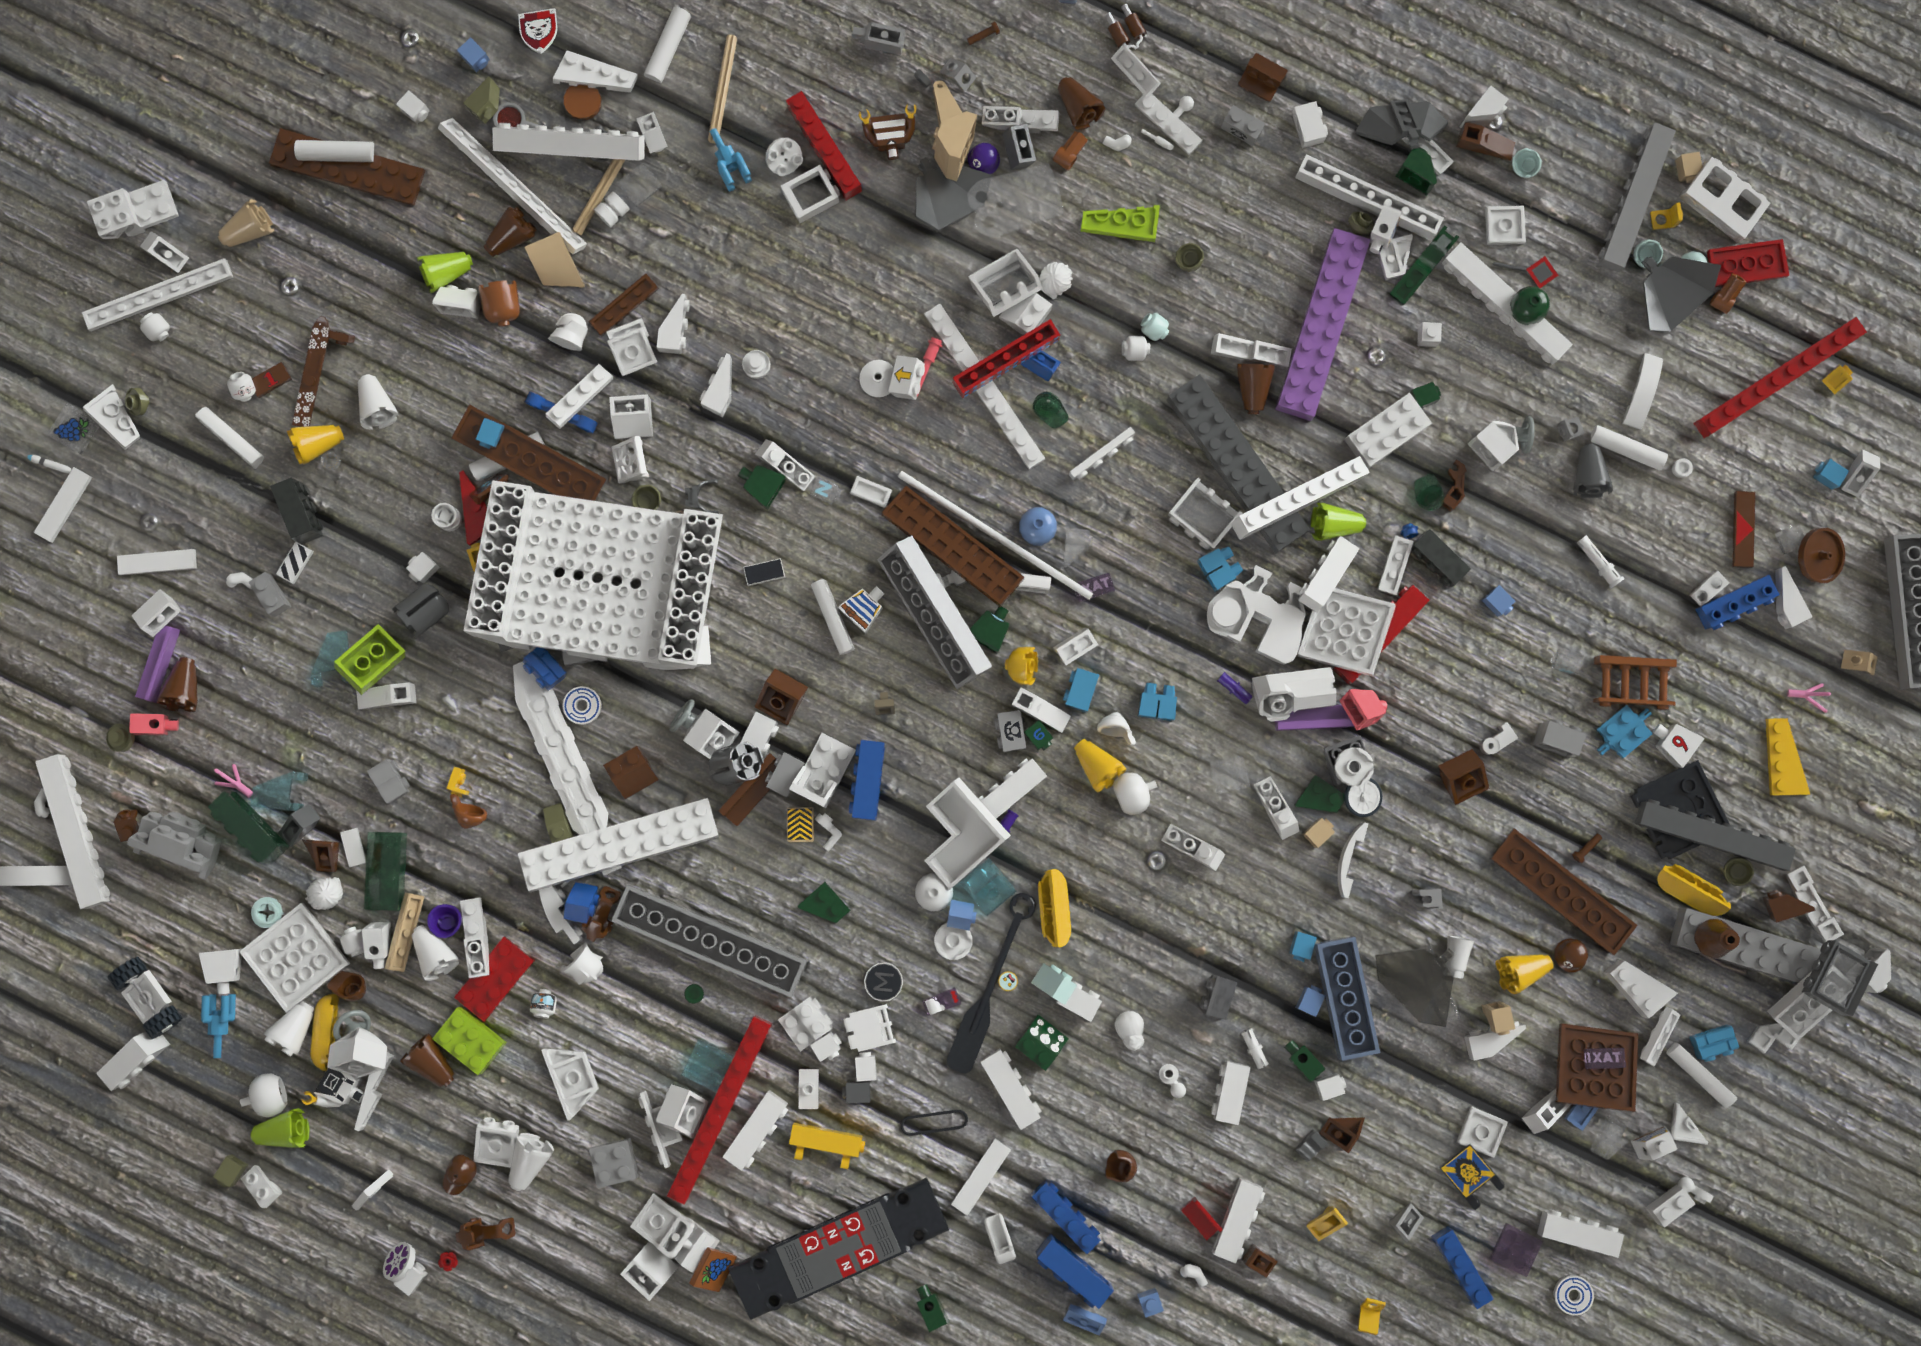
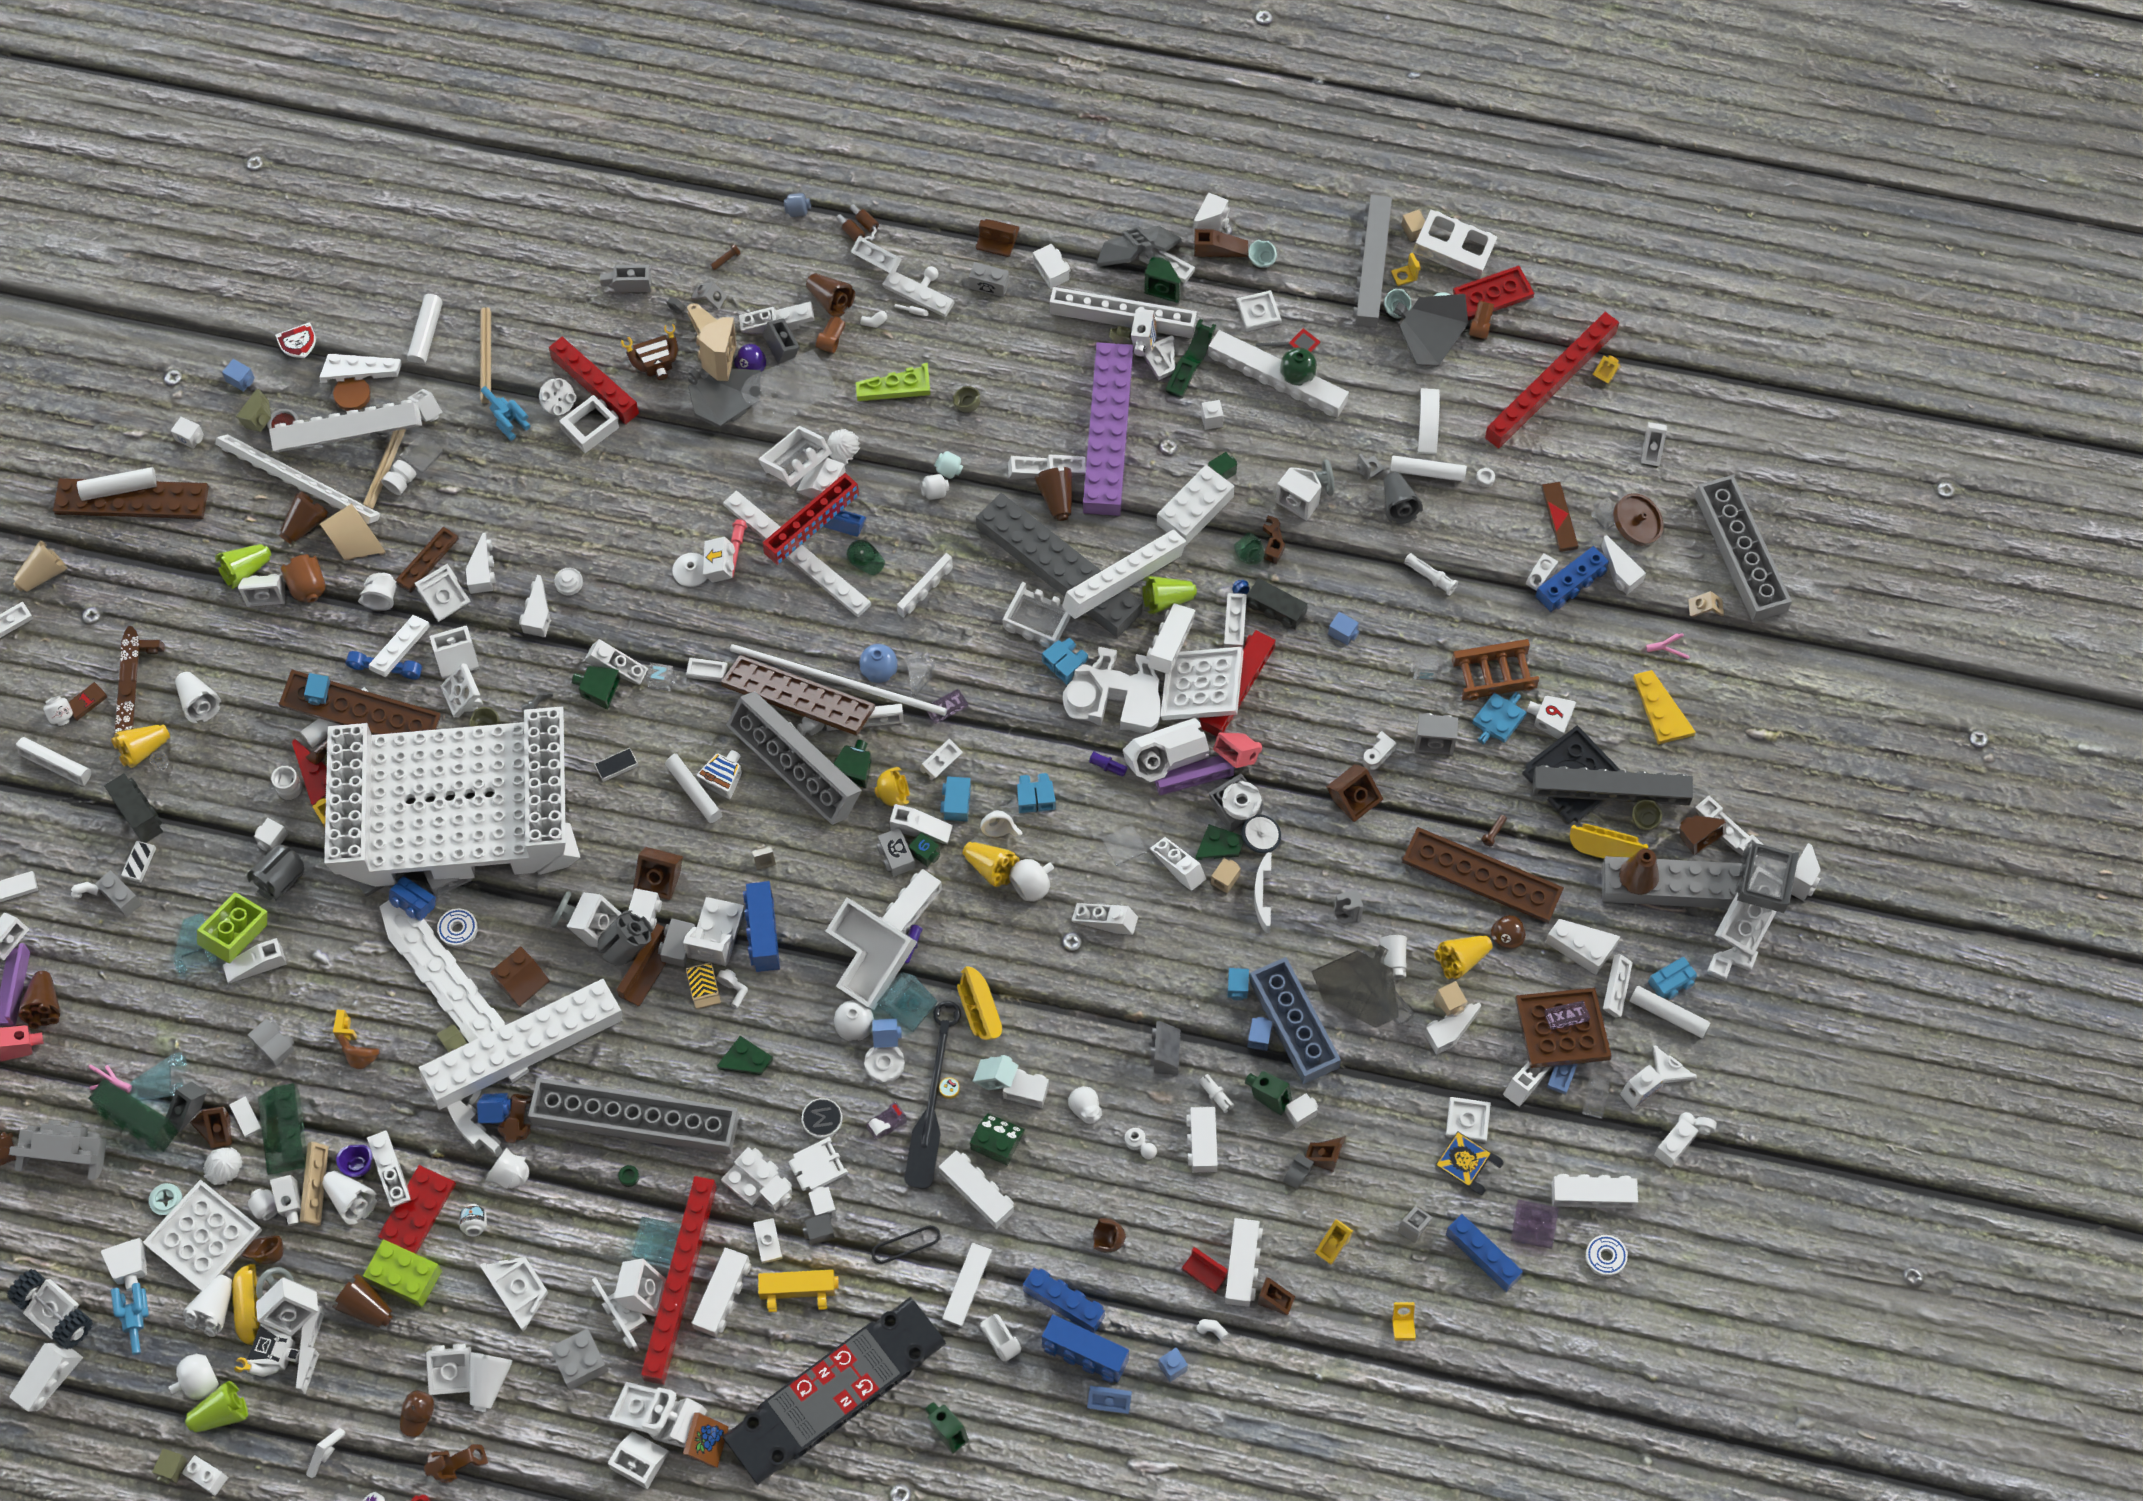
camera: 10 degrees left, 20 degrees down
(1830, 474) = (1625, 450): dark azure brick -> none

